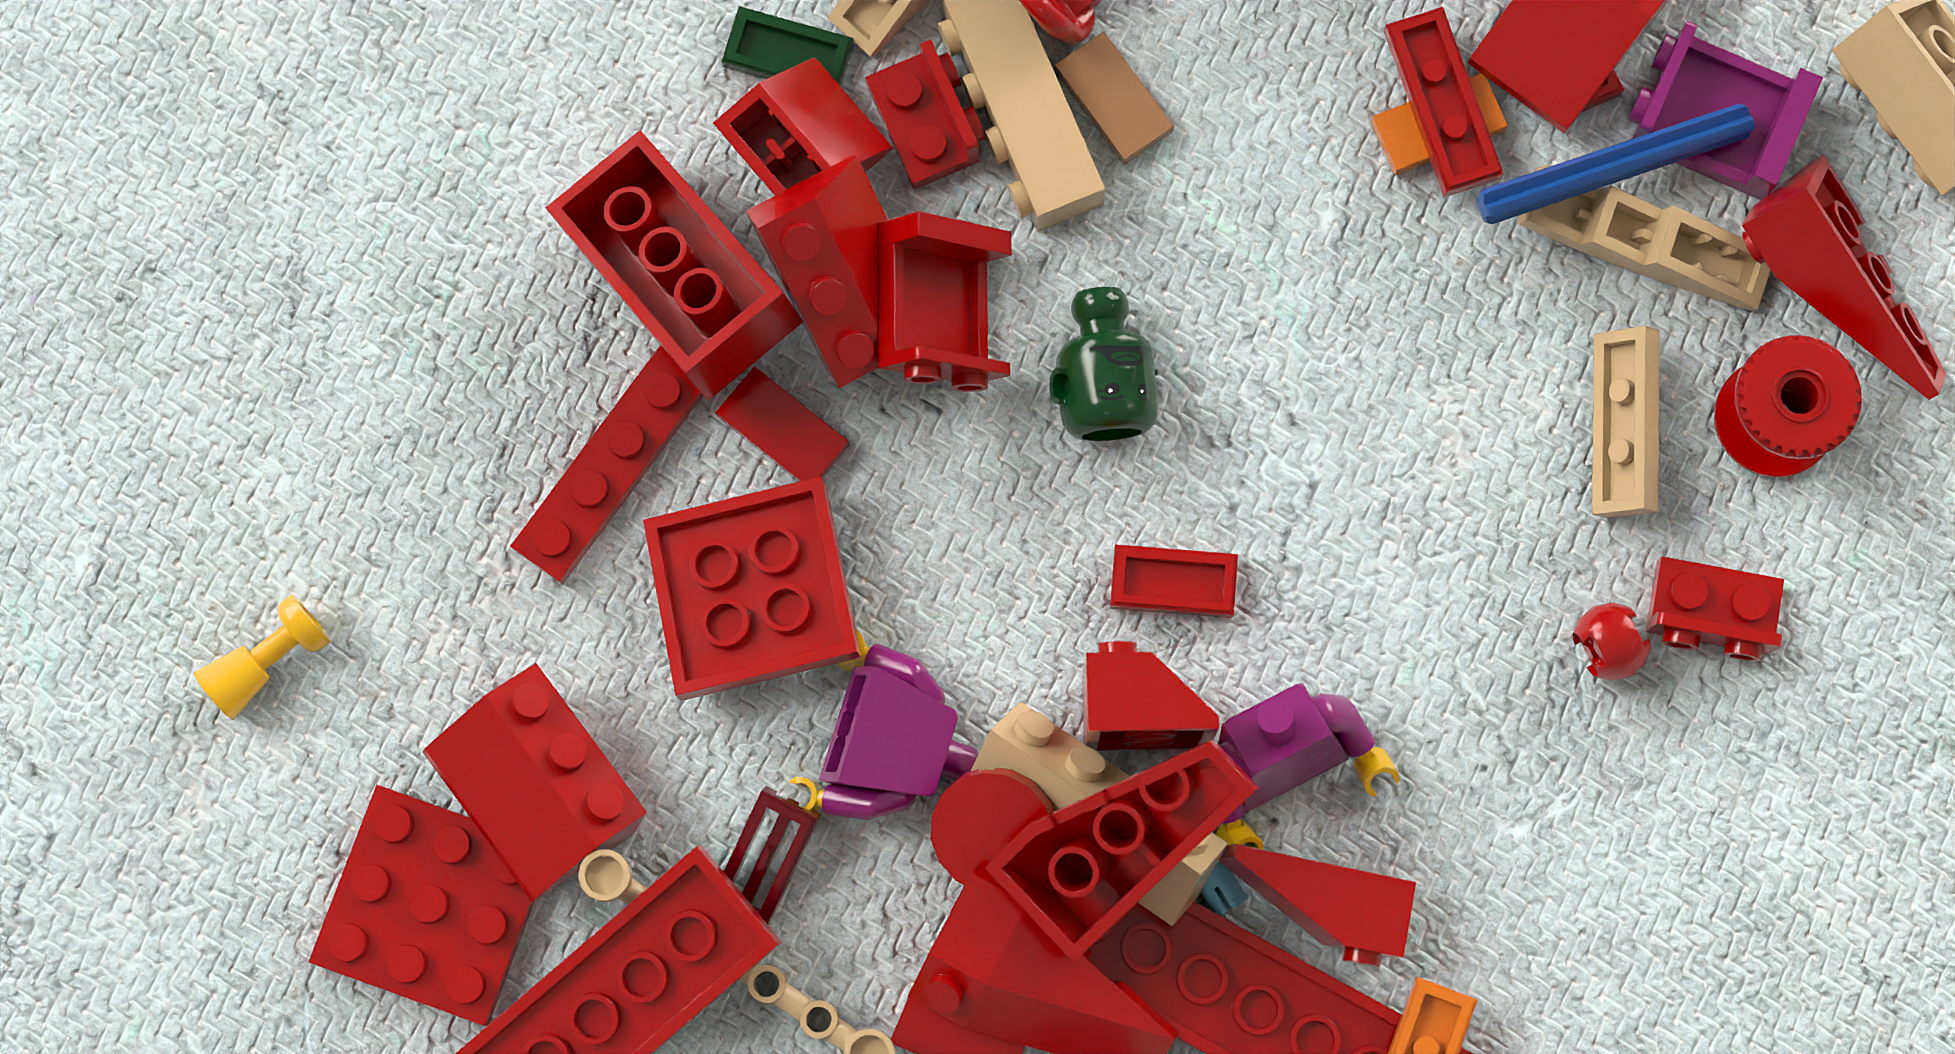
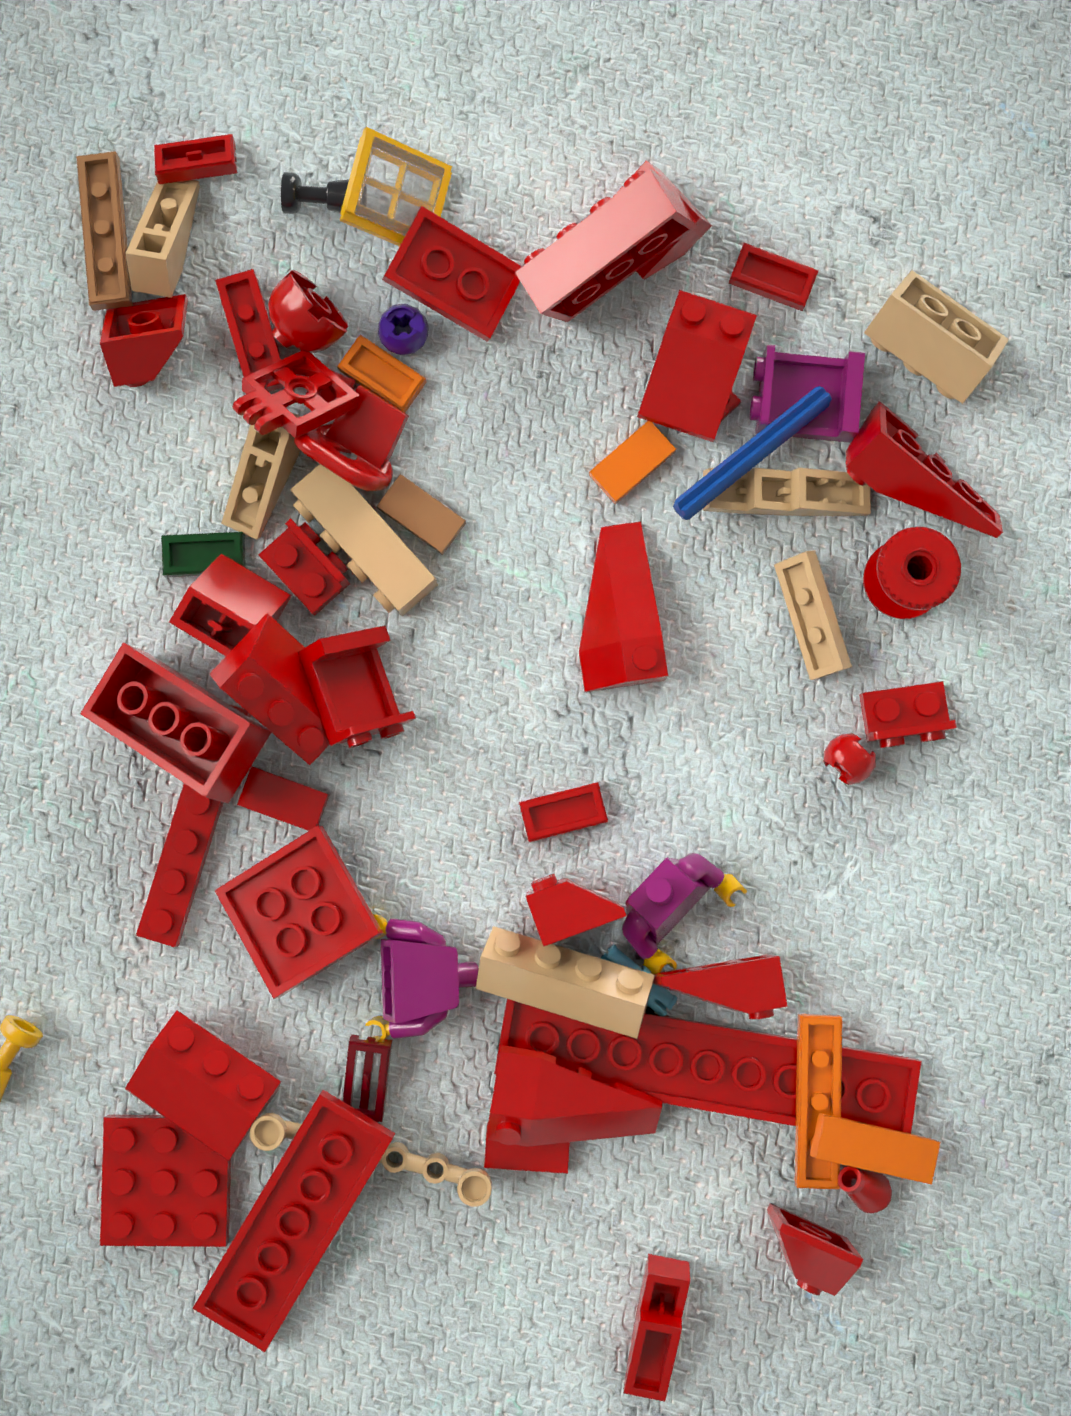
camera: 20 degrees left, 5 degrees up
(982, 816) = (504, 1014): red tile -> none
(1105, 373) = (476, 697): dark green piece -> none
(1111, 848) = (583, 1013): red wedge -> none
(1348, 343) = (621, 623): none -> red wedge
(1443, 102) = (630, 447): red tile -> none

